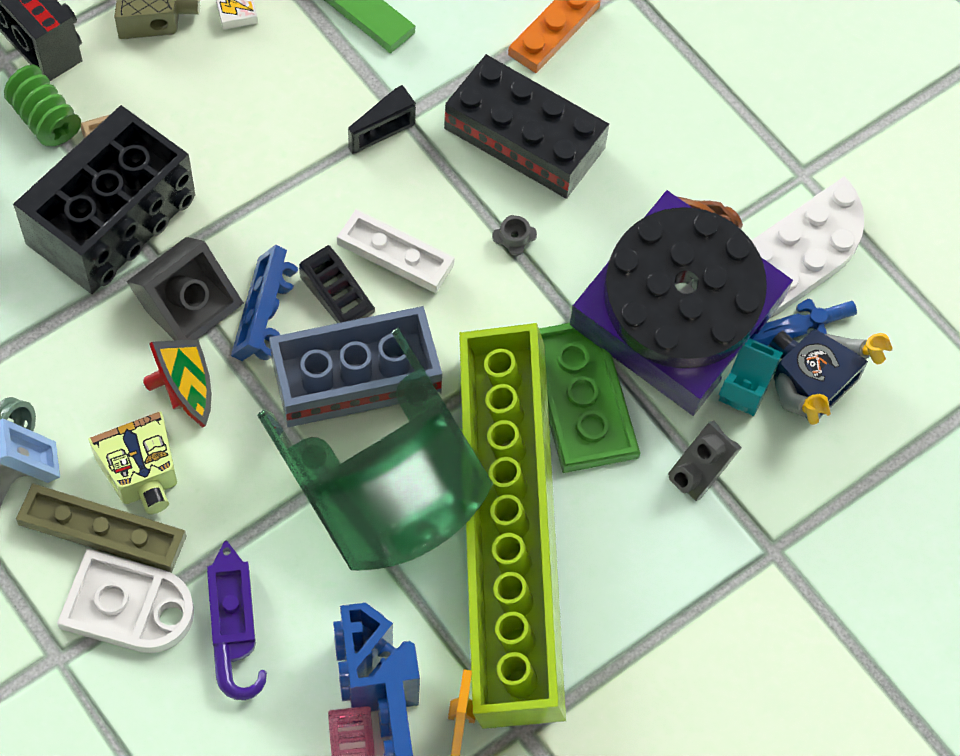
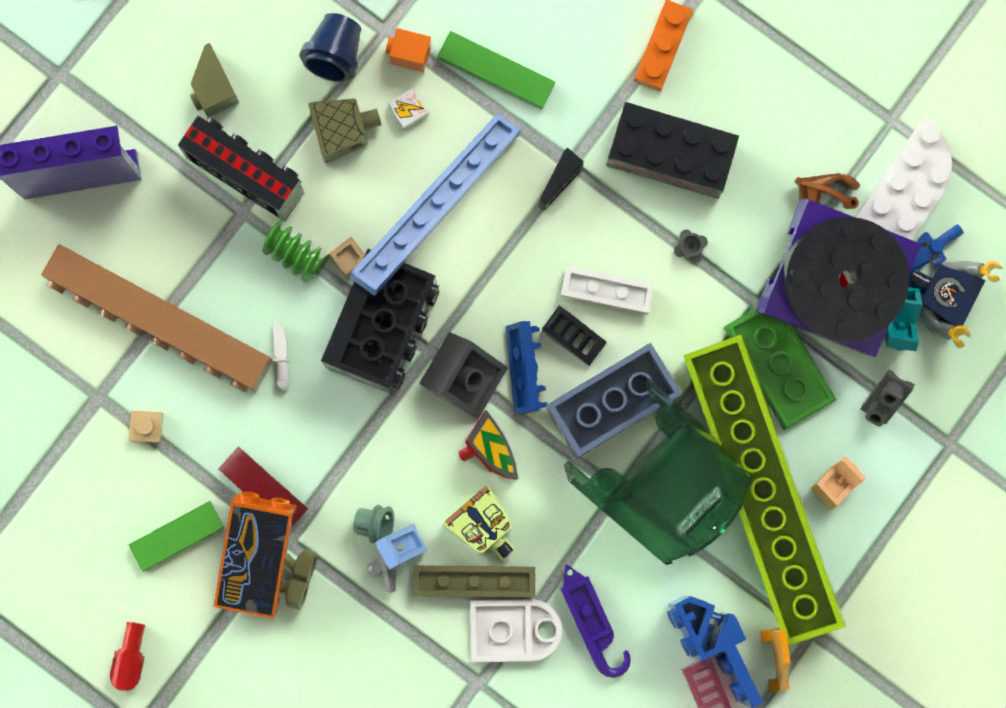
camera: 20 degrees left, 20 degrees up
(217, 89) = (435, 204): none -> plate
(611, 546) = (838, 482): none -> light nougat bracket

